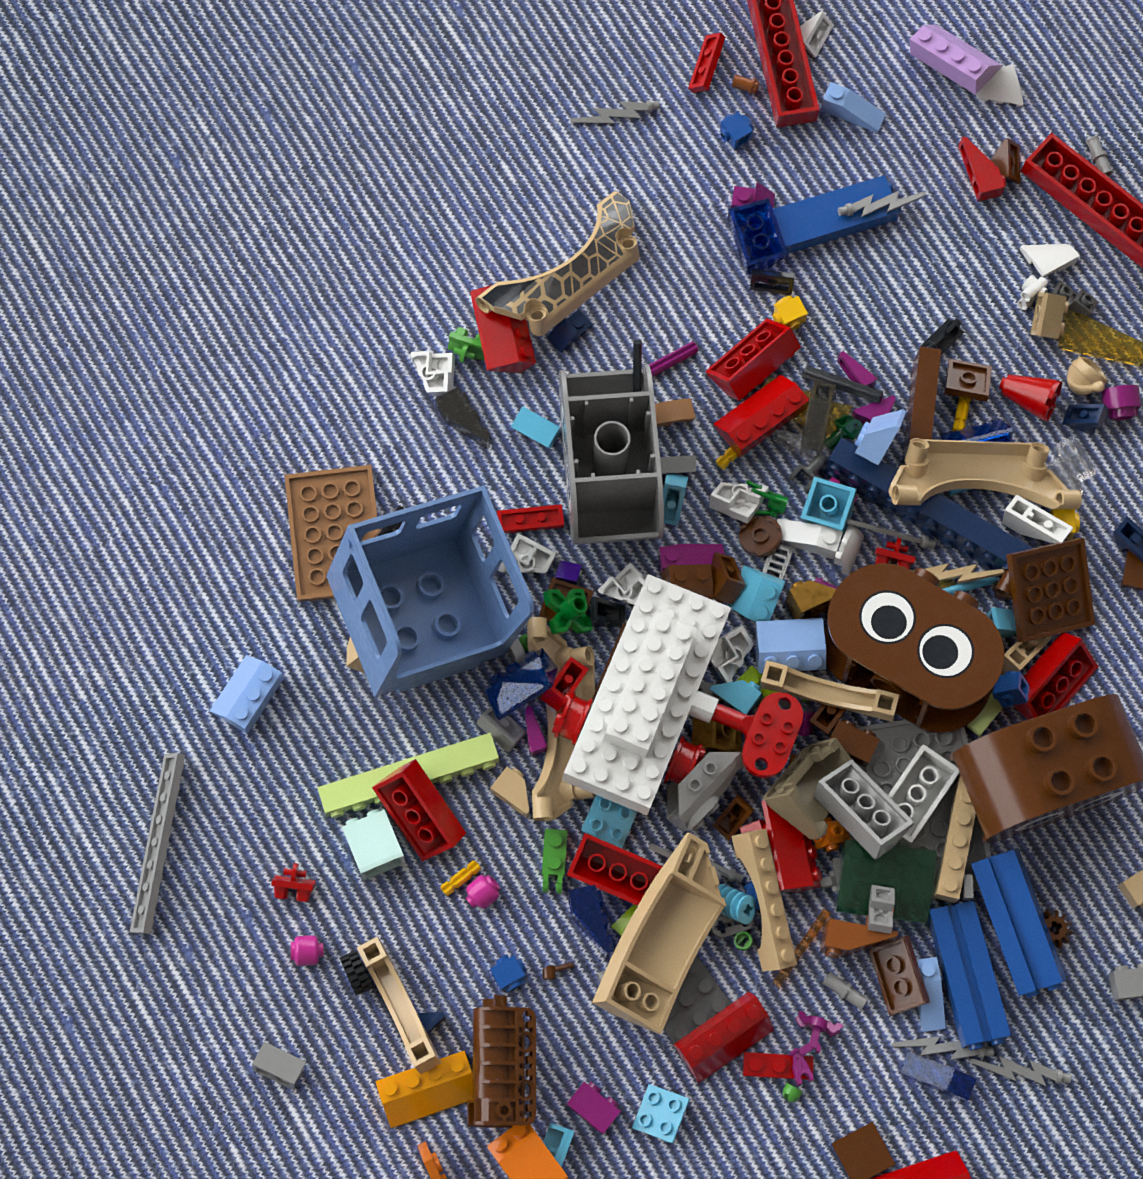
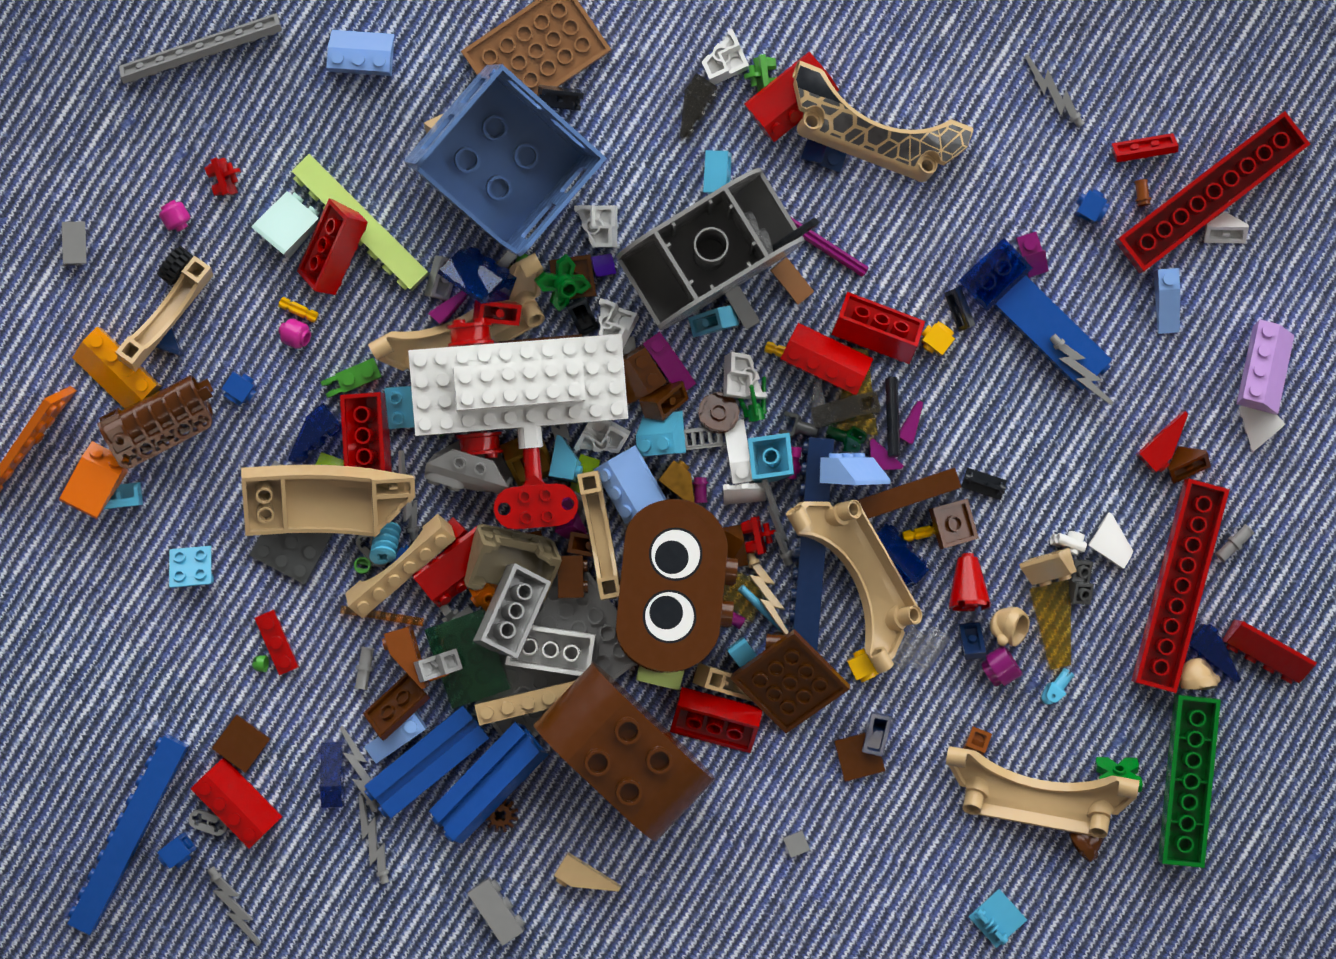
camera: 65 degrees right, 15 degrees up
(511, 789) = (391, 314): tan slope -> none
(531, 518) = (632, 207): red plate -> none
(549, 971) = (258, 421): reddish brown hand -> none
(594, 1107) = (167, 511): magenta brick -> none
(724, 1036) = (275, 586): red slope -> none
(733, 817) = (459, 507): reddish brown slope -> none
(817, 1025) = (324, 658): magenta piece -> none
(967, 888) = (489, 730): light grey tile -> none
(1011, 689) = (684, 687): blue brick -> none
(1034, 522) = (847, 641): white slope -> none

